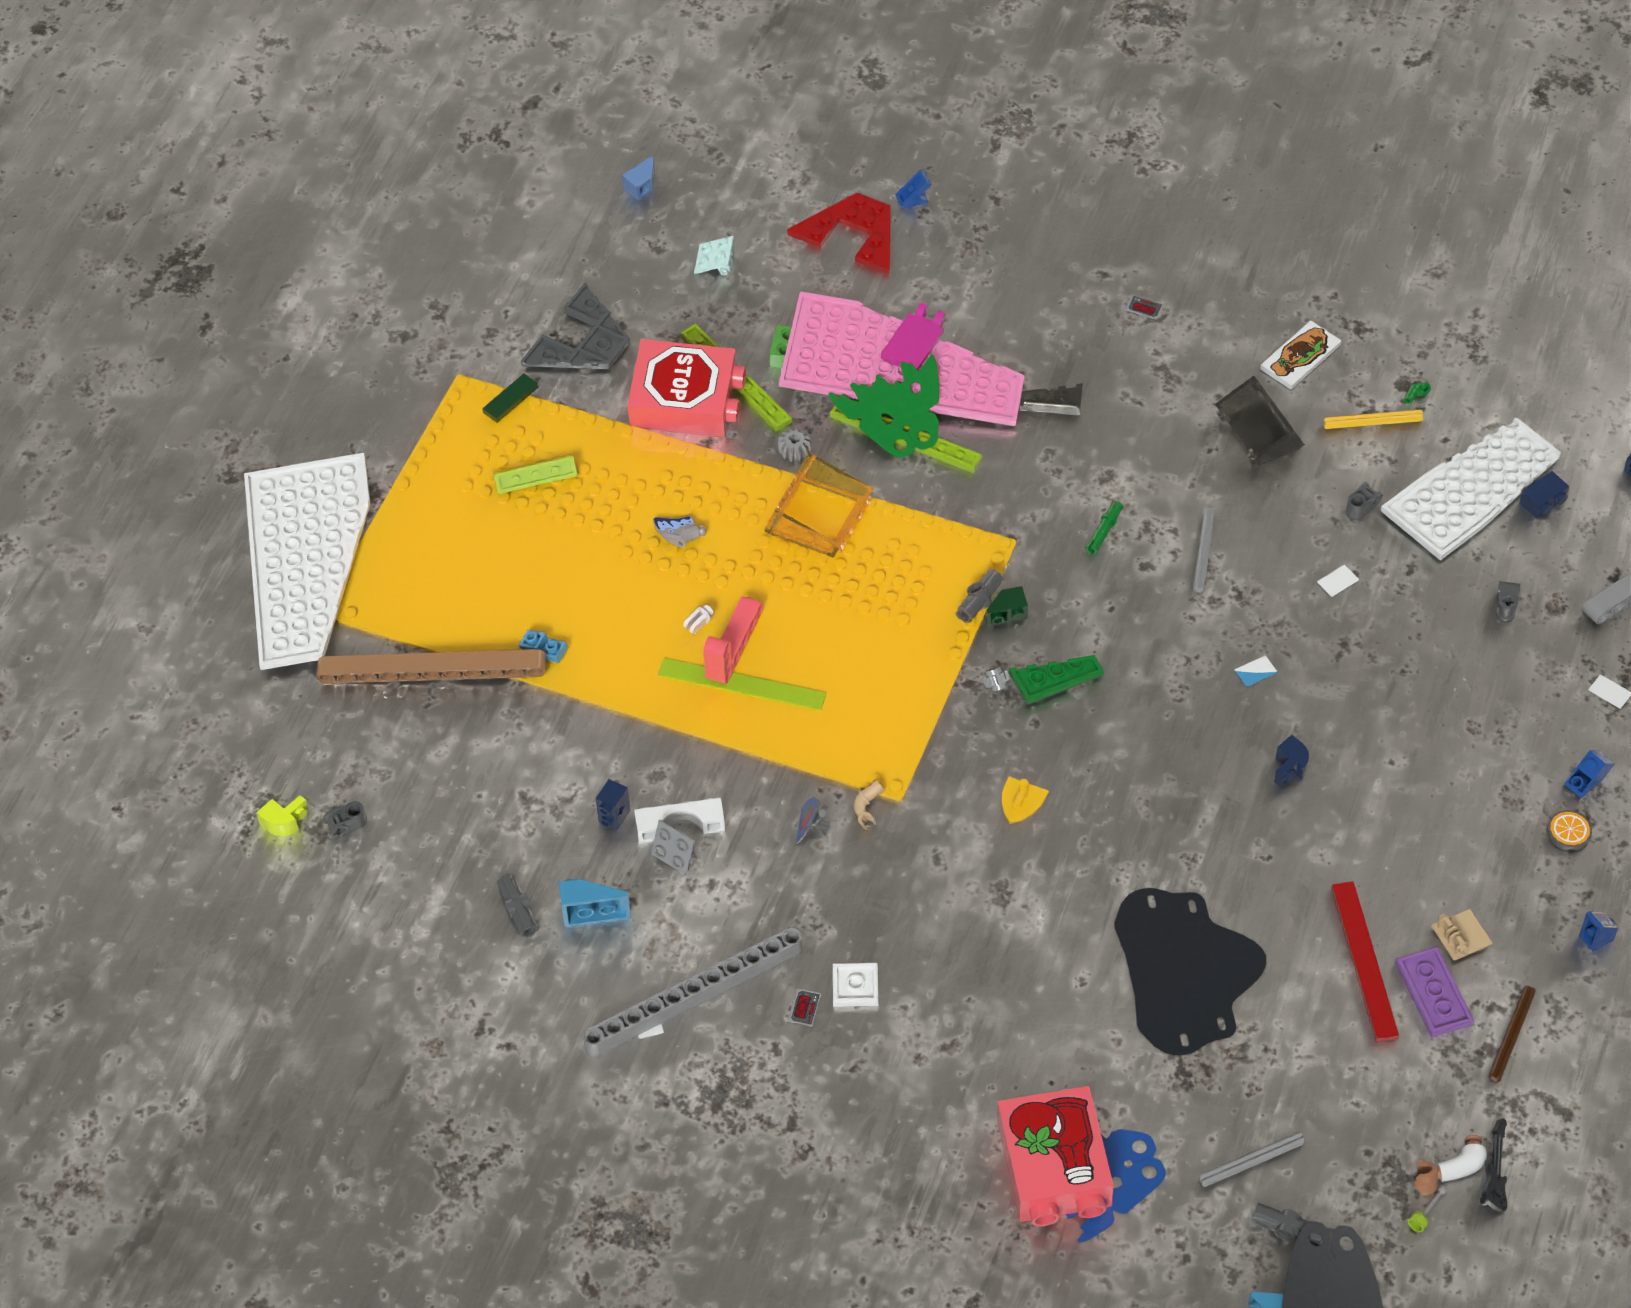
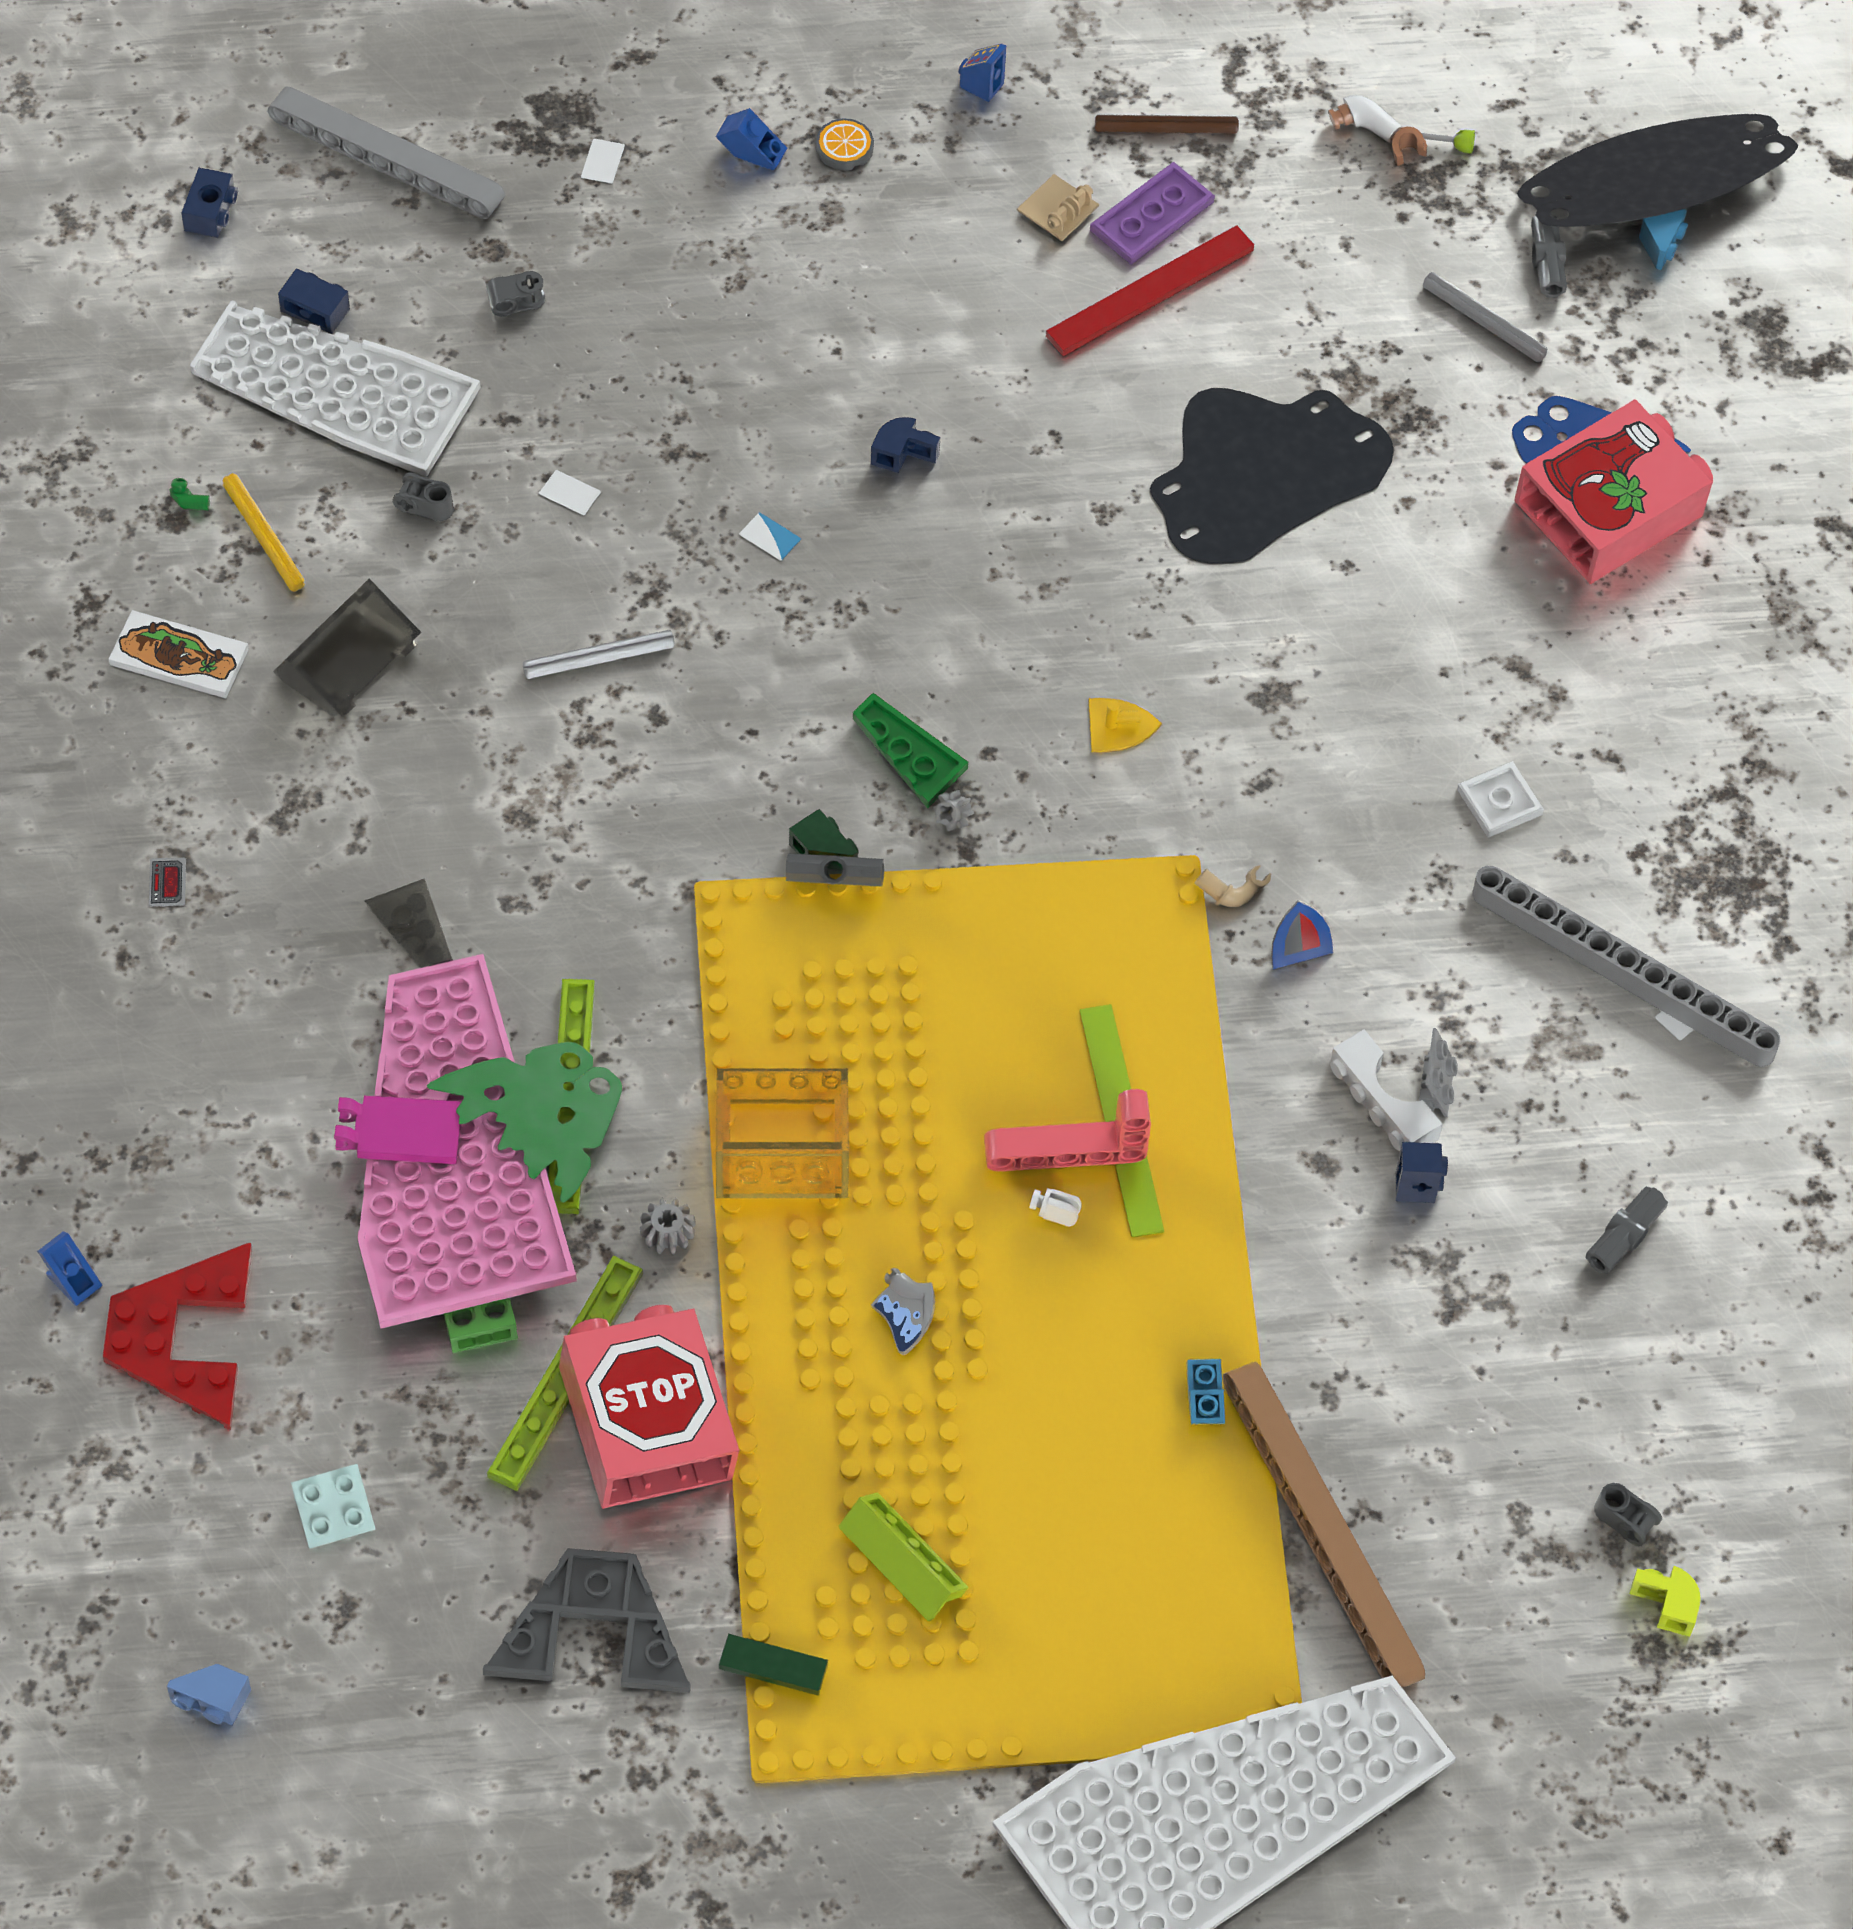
camera: 120 degrees left, 5 degrees up
(592, 903) = (1585, 1133): dark azure slope -> none
(804, 1007) = (1562, 844): sticker -> none
(1108, 521) = (621, 781): green pin -> none
(1494, 1186) = (1396, 79): black piece -> none

